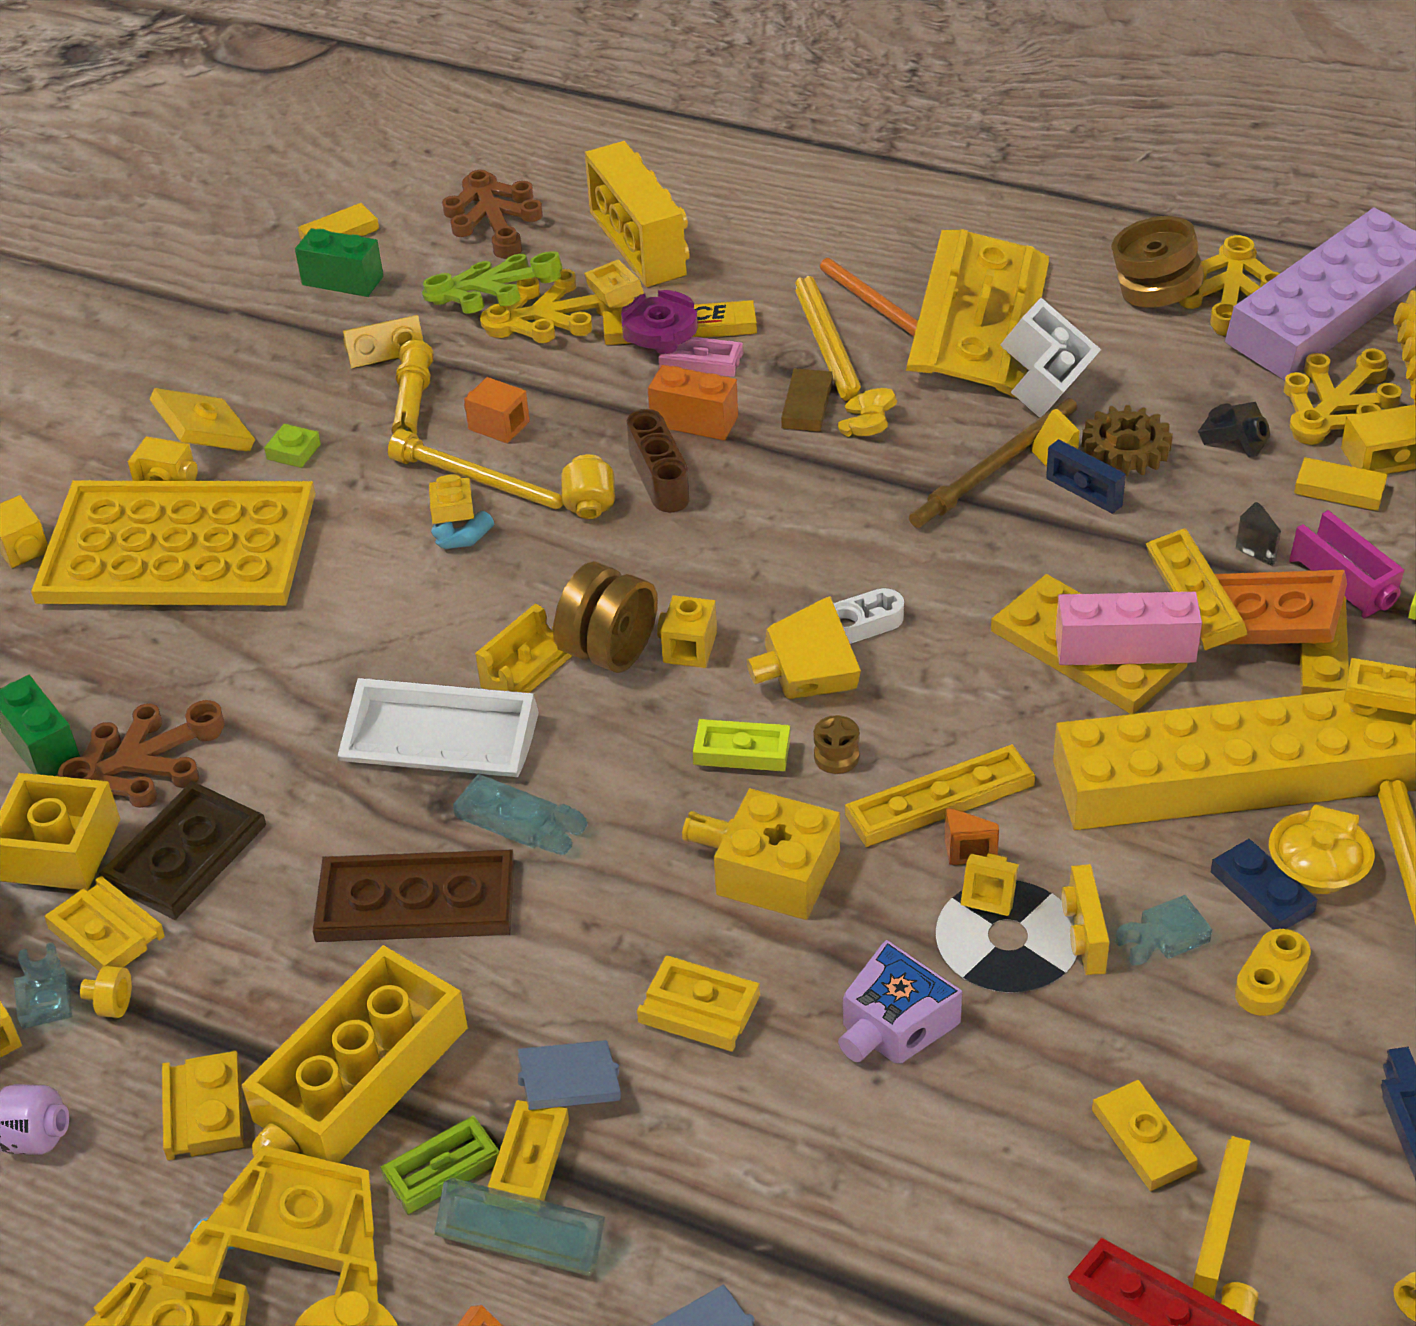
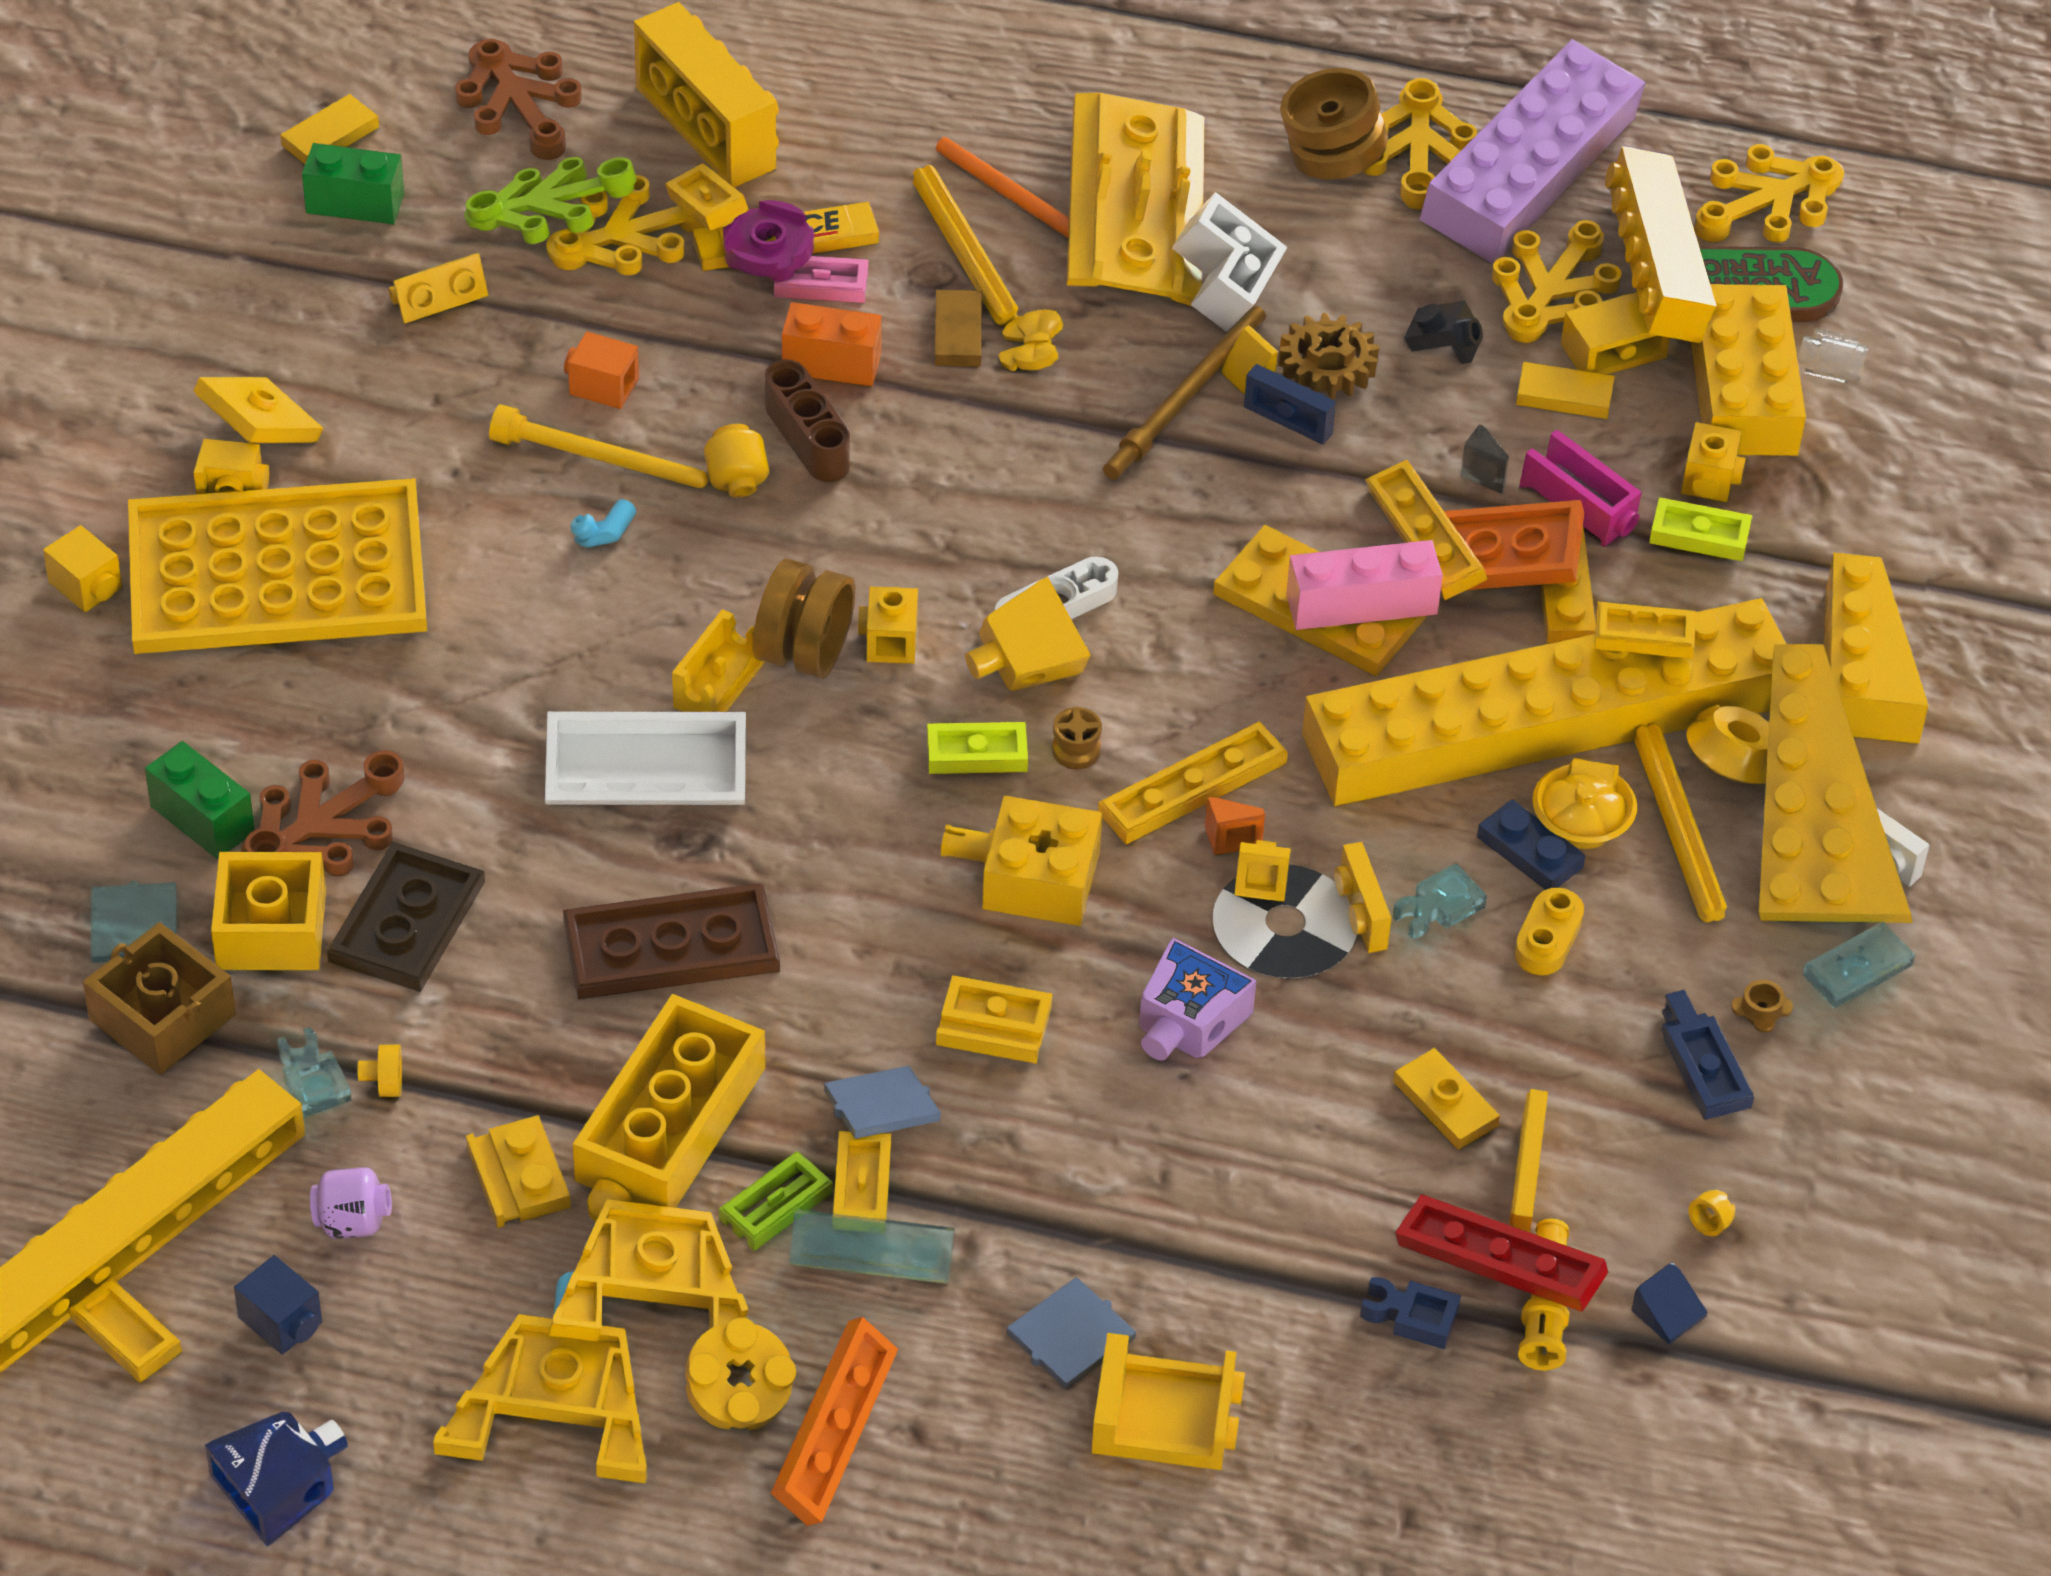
camera: 15 degrees left, 5 degrees up
(104, 925) = (354, 1005): yellow plate -> none
(292, 445) = (369, 432): lime plate -> none
(412, 379) = (489, 336): yellow pin -> none
(450, 499) = (583, 489): yellow plate -> none
(519, 815) = (758, 845): clear light blue hinge -> none

